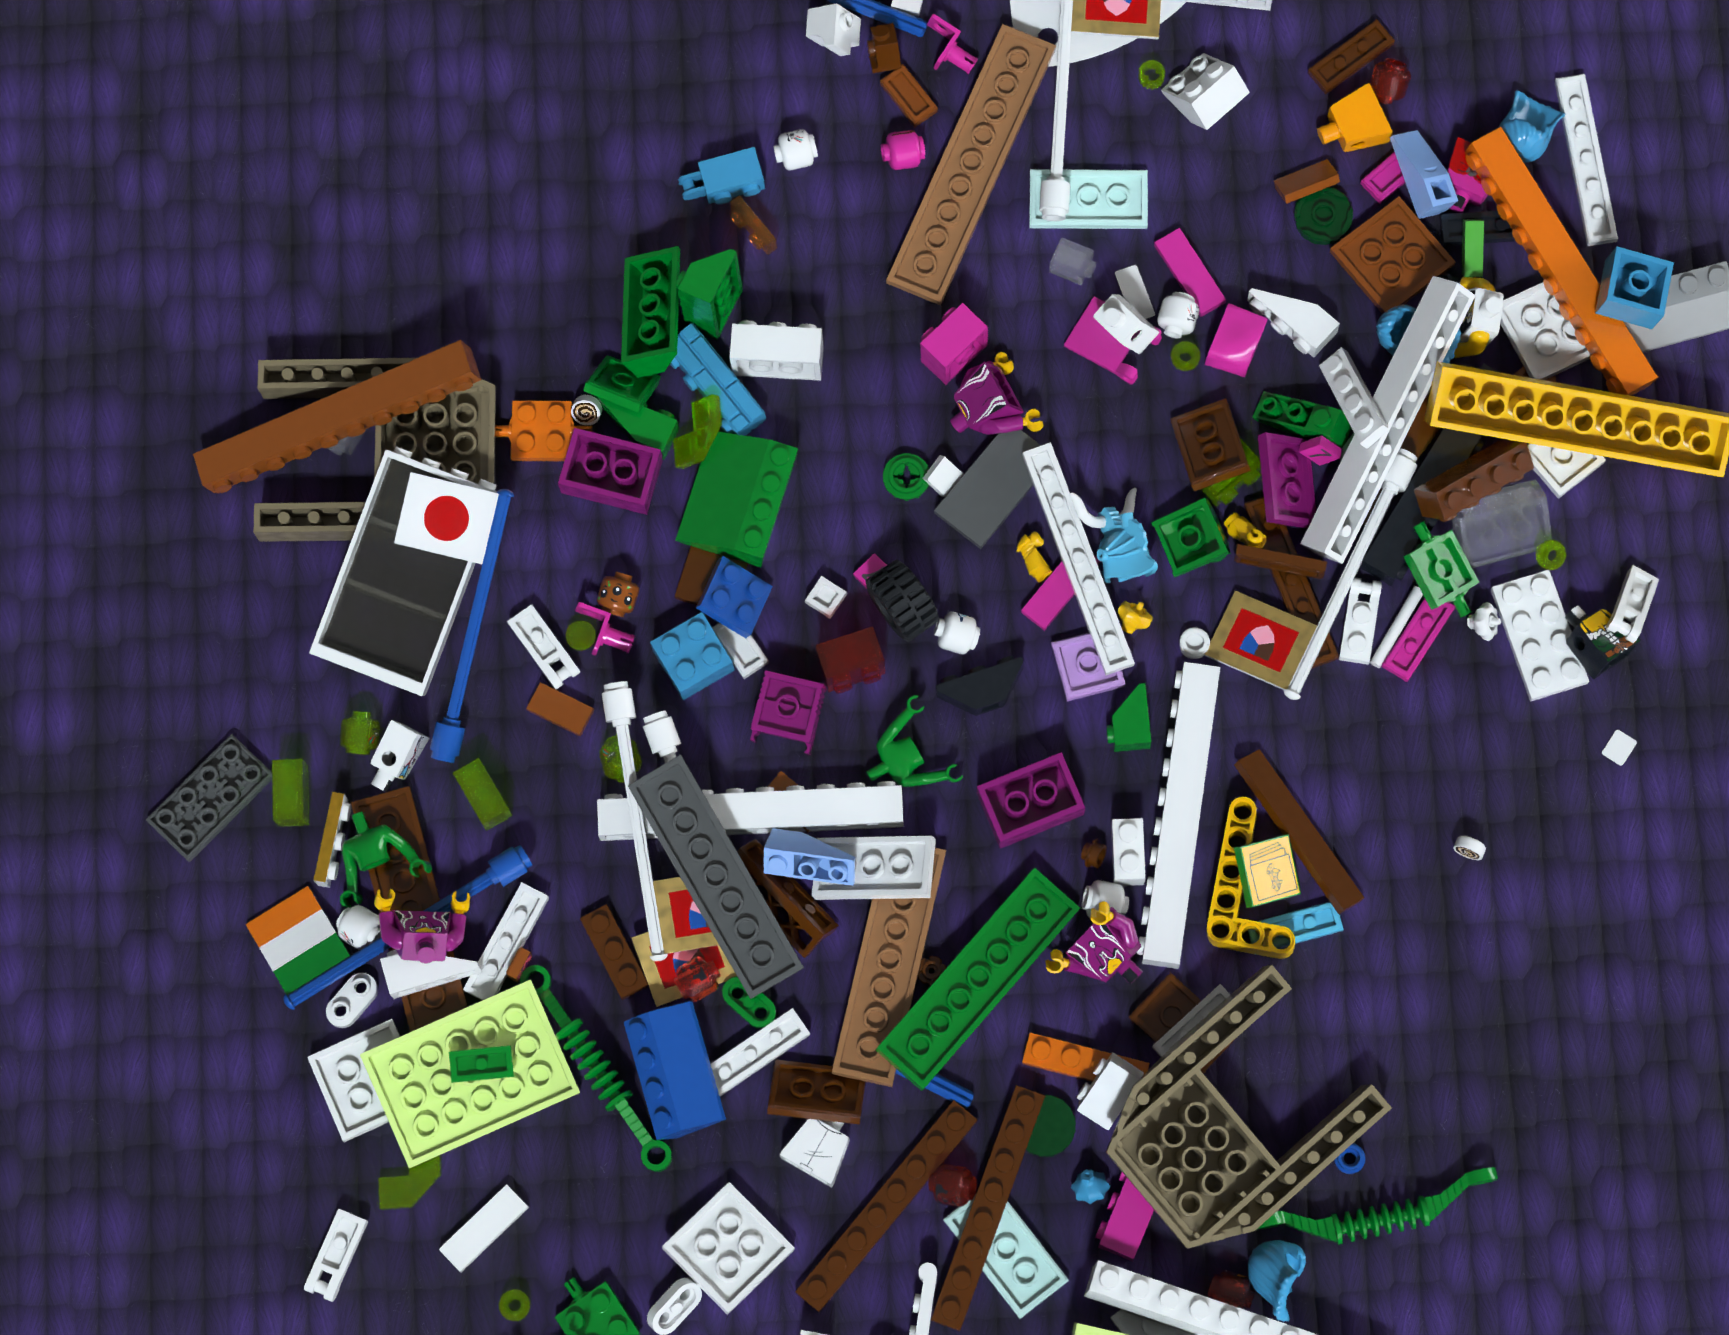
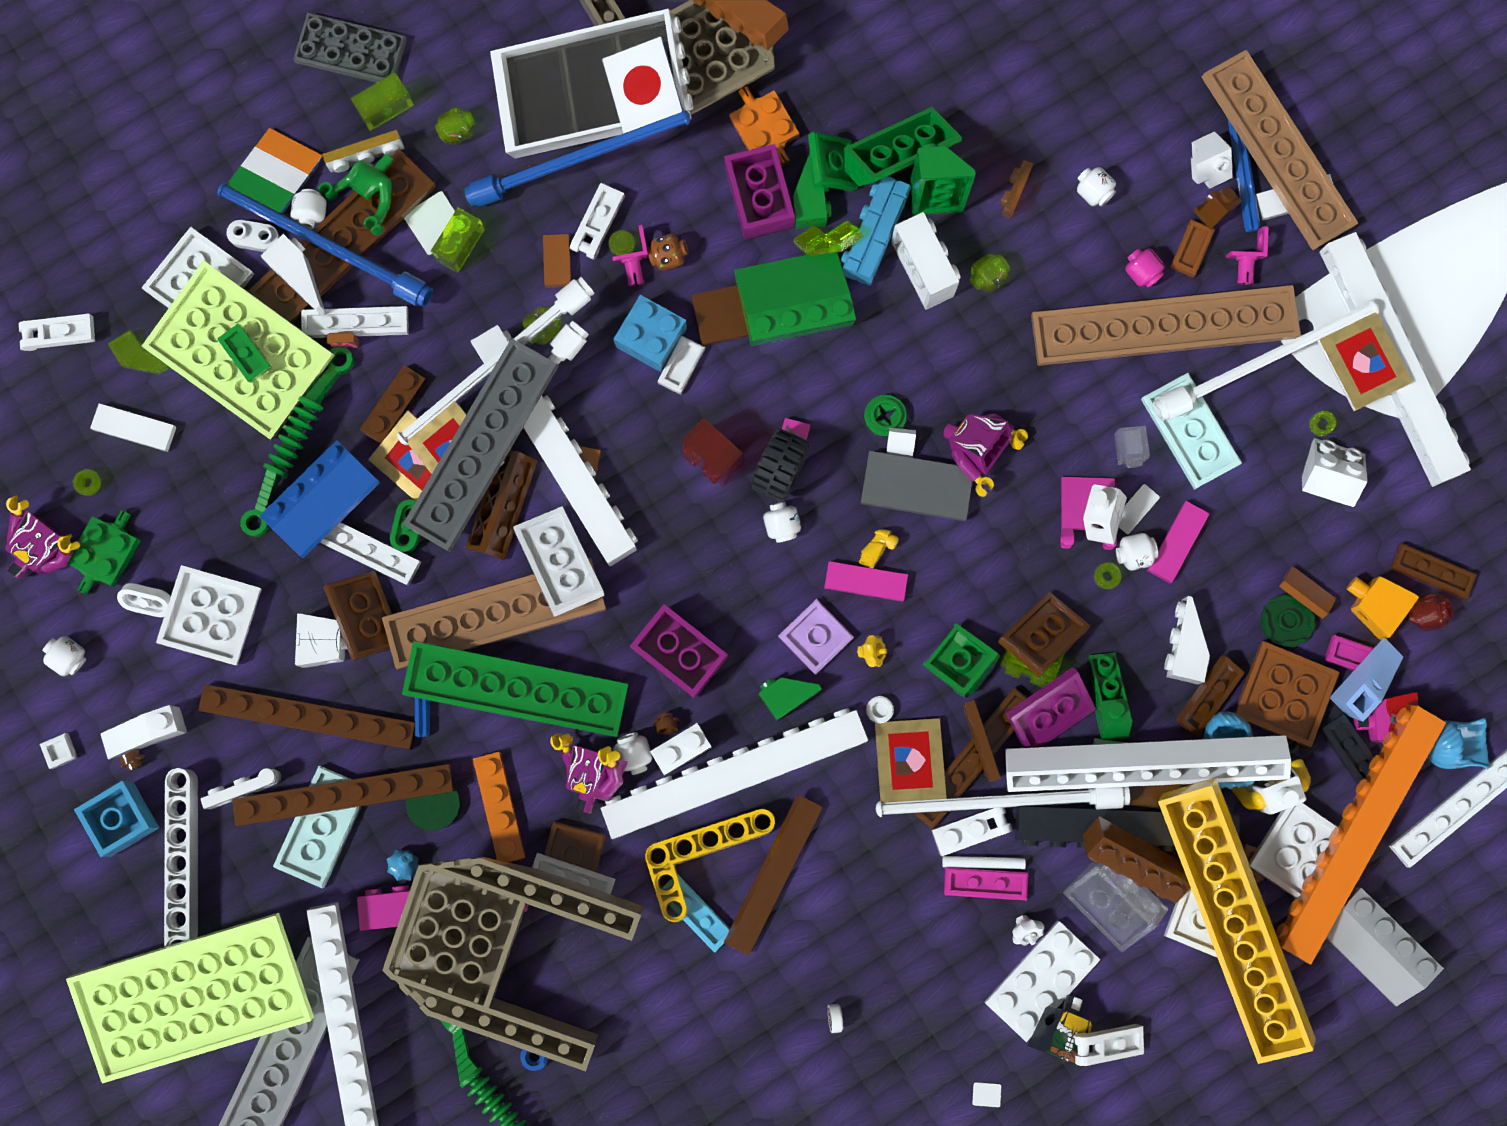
camera: 55 degrees right, 5 degrees up
(400, 742) = (454, 160): white torso -> none
(422, 934) = (318, 254): magenta torso -> none
(445, 812) = (430, 219): none -> white sticker
(586, 410) = (798, 148): tile -> none
(697, 978) = (399, 476): clear red head -> none
(725, 177) = (1042, 147): dark azure brick -> none
(734, 597) = (713, 338): blue plate -> none
(788, 708) = (648, 428): magenta piece -> none
(806, 857) = (536, 504): light blue slope -> none
(822, 298) = (989, 272): none -> clear neon green head
(825, 597) = (754, 407): white plate -> none
(902, 756) = (661, 536): green piece -> none
(926, 964) = (514, 649): reddish brown plate -> none
(953, 343) = (1010, 390): dark pink brick -> none
(953, 1185) = (346, 758): clear red head -> none
(983, 687) = (750, 565): black slope -> none
(1078, 559) = (892, 582): white plate -> none
(1108, 1091) = (481, 838): white brick -> none
(1124, 541) = (921, 611): medium azure helmet -> none
(1231, 1289) = (377, 1020): clear red head -> none
(1236, 340) = (1142, 608): dark pink piece -> none
(1244, 531) = (990, 699): yellow arm -> none
(1267, 870) = (725, 867): yellow tile -> none
(1273, 1270) = (405, 1045): dark azure piece -> none
(1320, 450) = (1091, 723): dark pink tile -> none
(1354, 398) = (1148, 727): white plate -> none
(1355, 327) = (1209, 696): none -> reddish brown plate
(1441, 569) = (1048, 873): plate -> none
(1472, 247) = (1331, 754): bright green piece -> none
(1543, 551) = (1116, 948): clear neon green plate -> none
(1634, 287) = (1374, 906): dark azure brick -> none

